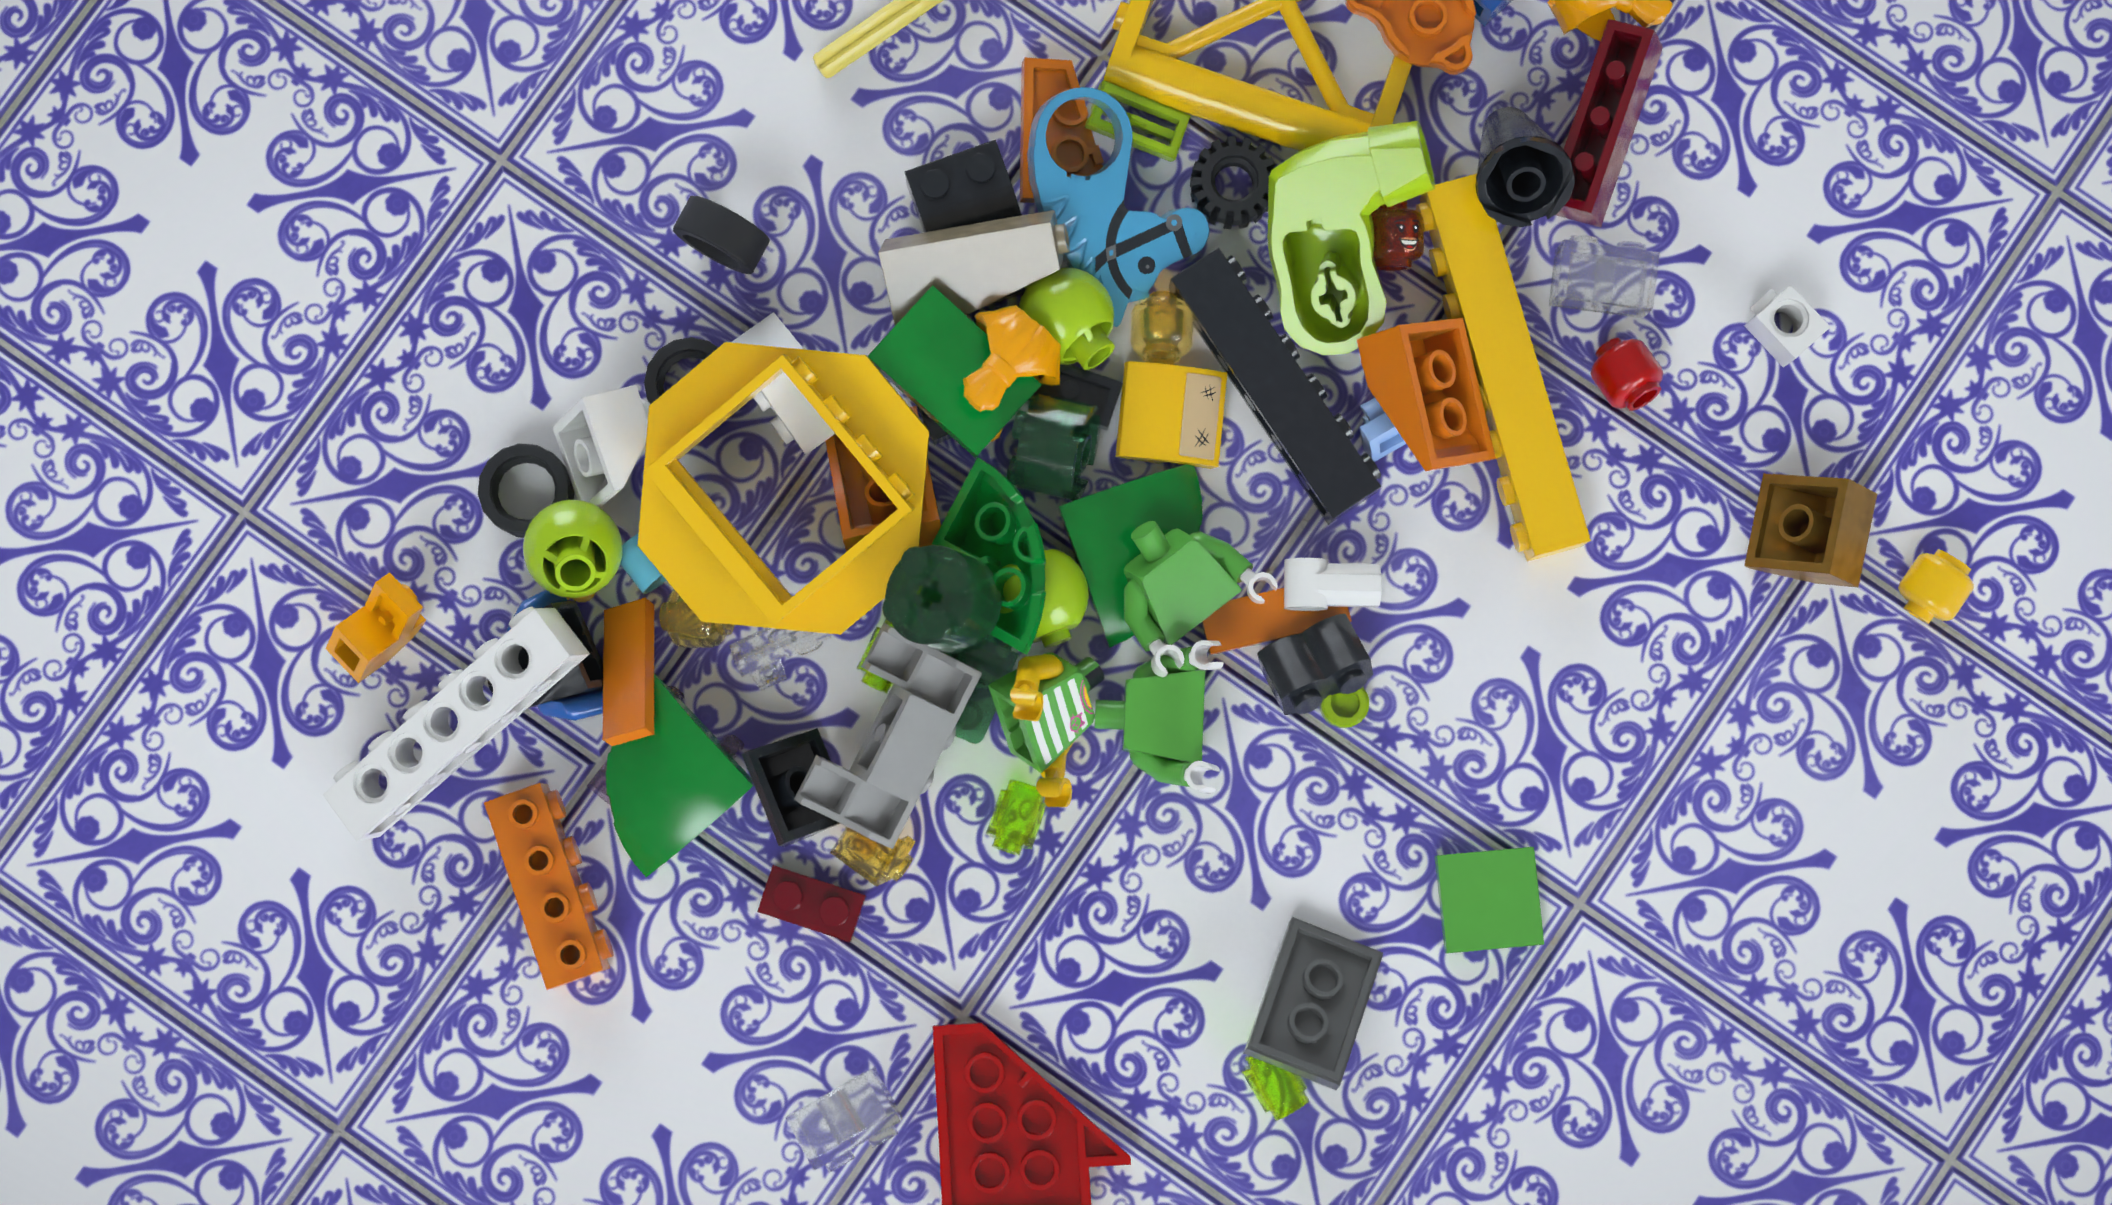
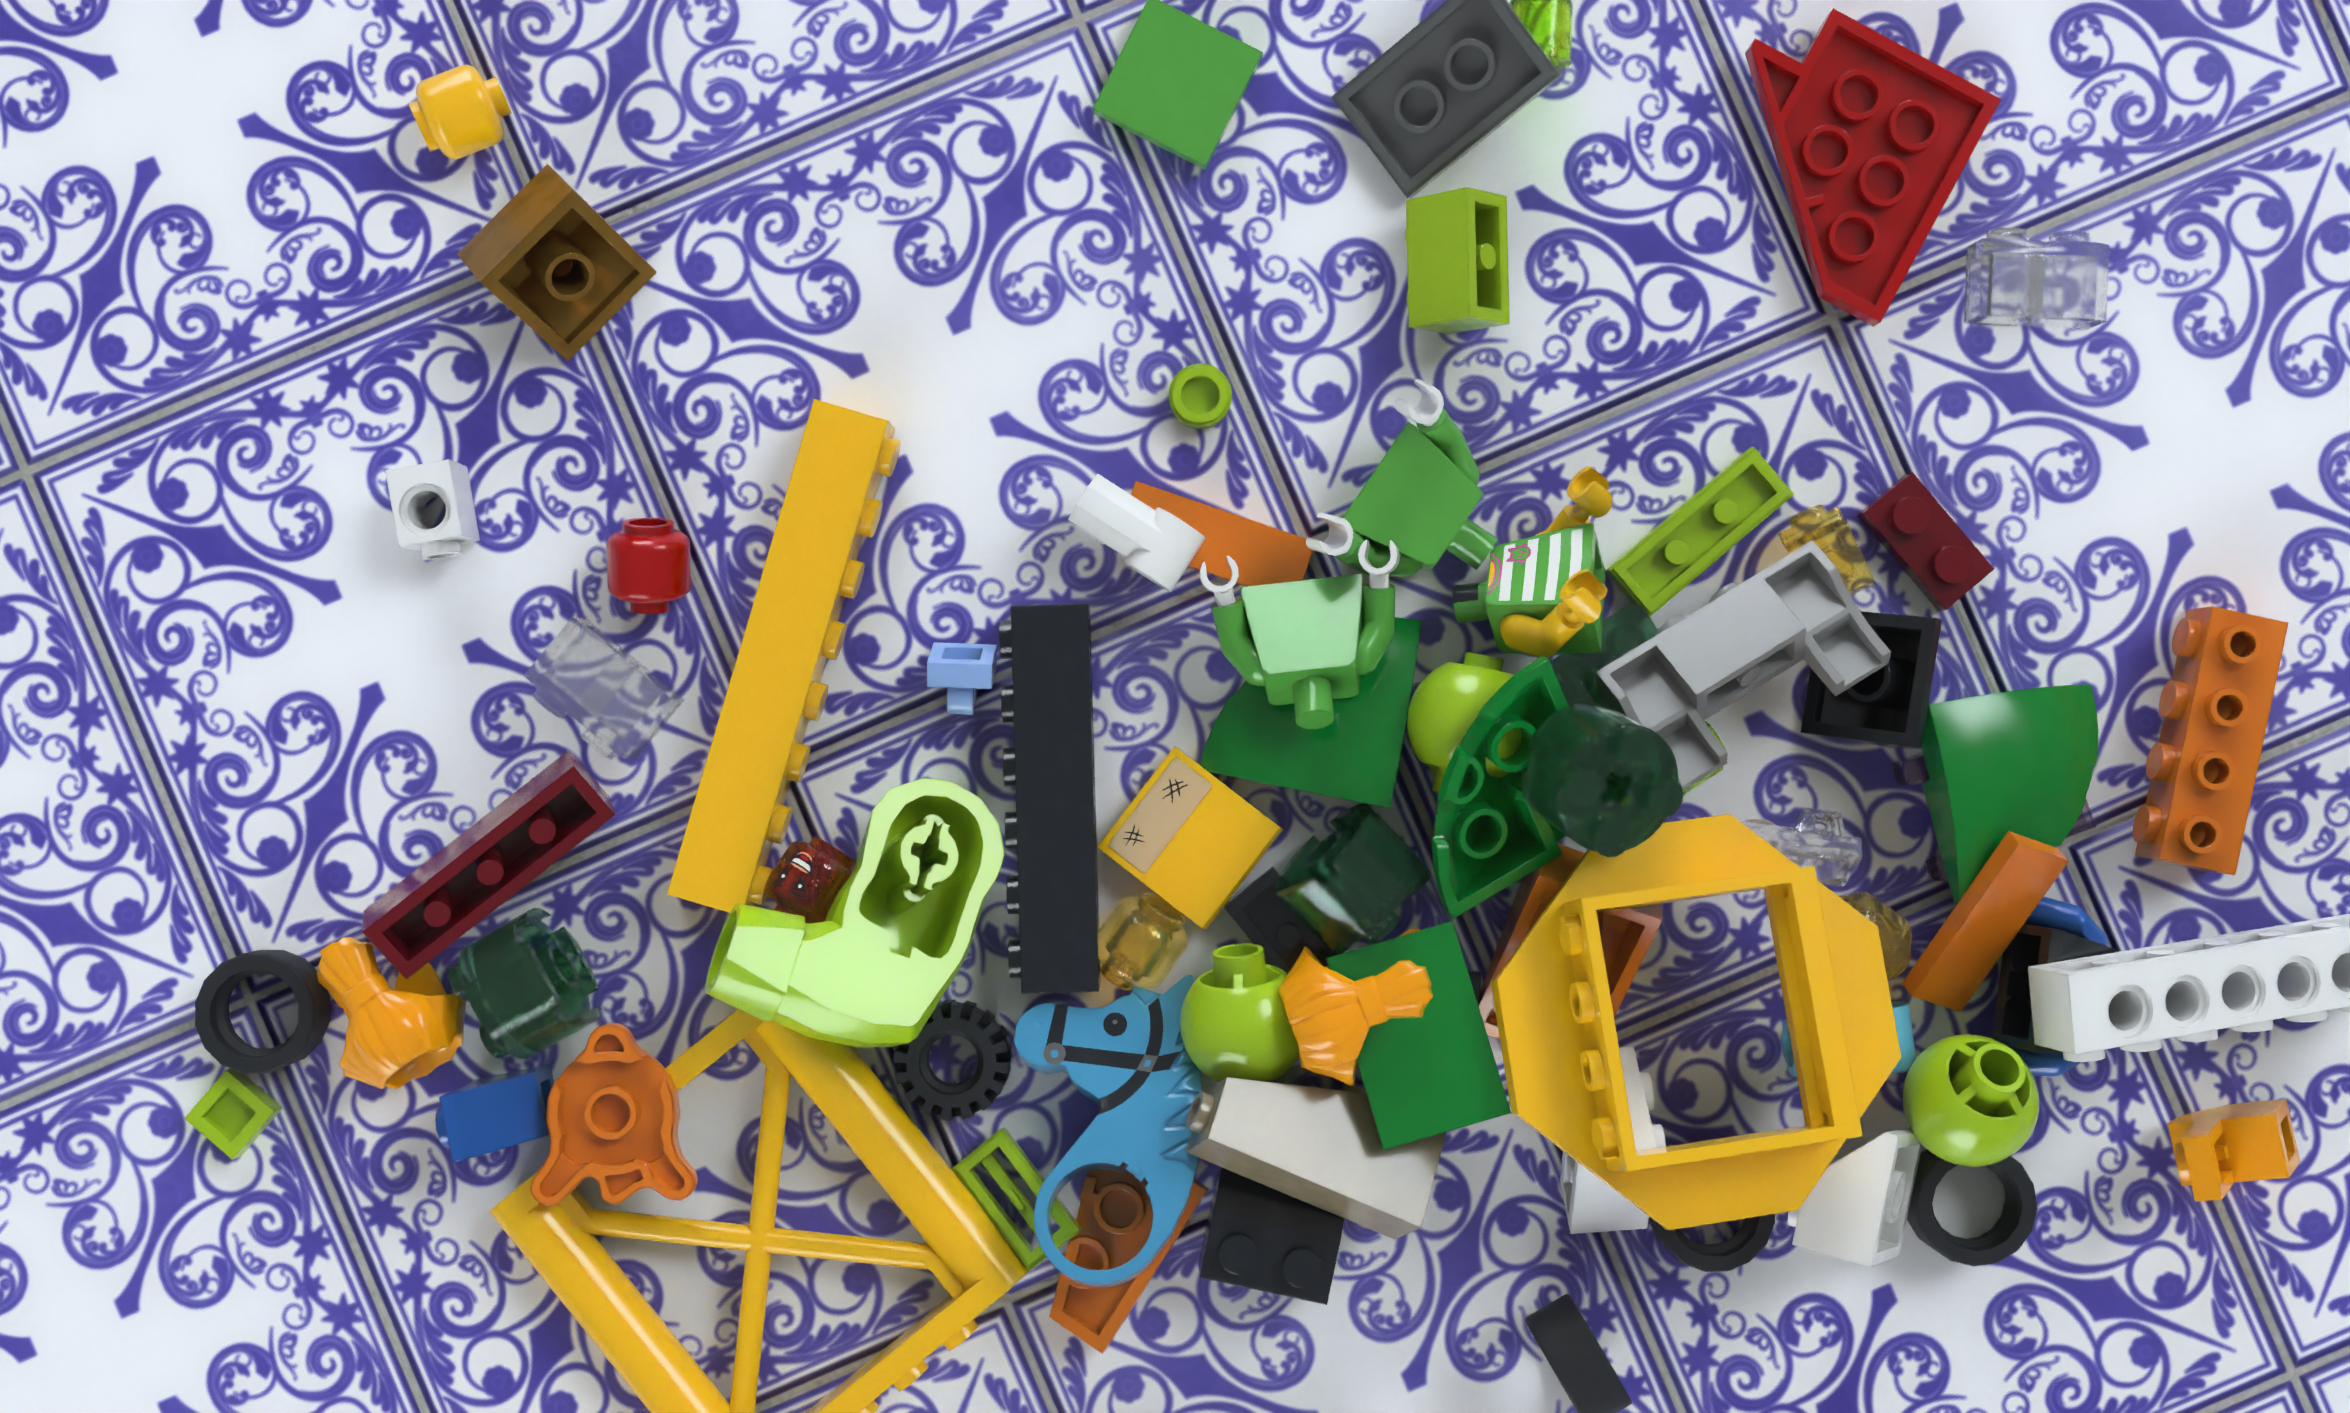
camera: 145 degrees left, 5 degrees up
(964, 817) = (1699, 531): none -> lime tile
(1016, 817) = (1647, 493): clear neon green brick -> none
(1234, 890) = (1457, 261): none -> lime brick
(1315, 665) = (1209, 453): black brick -> none
(1429, 391) = (889, 675): orange slope -> none
(1521, 170) = (621, 867): black cone -> none
(1531, 62) = (526, 986): none -> clear green brick

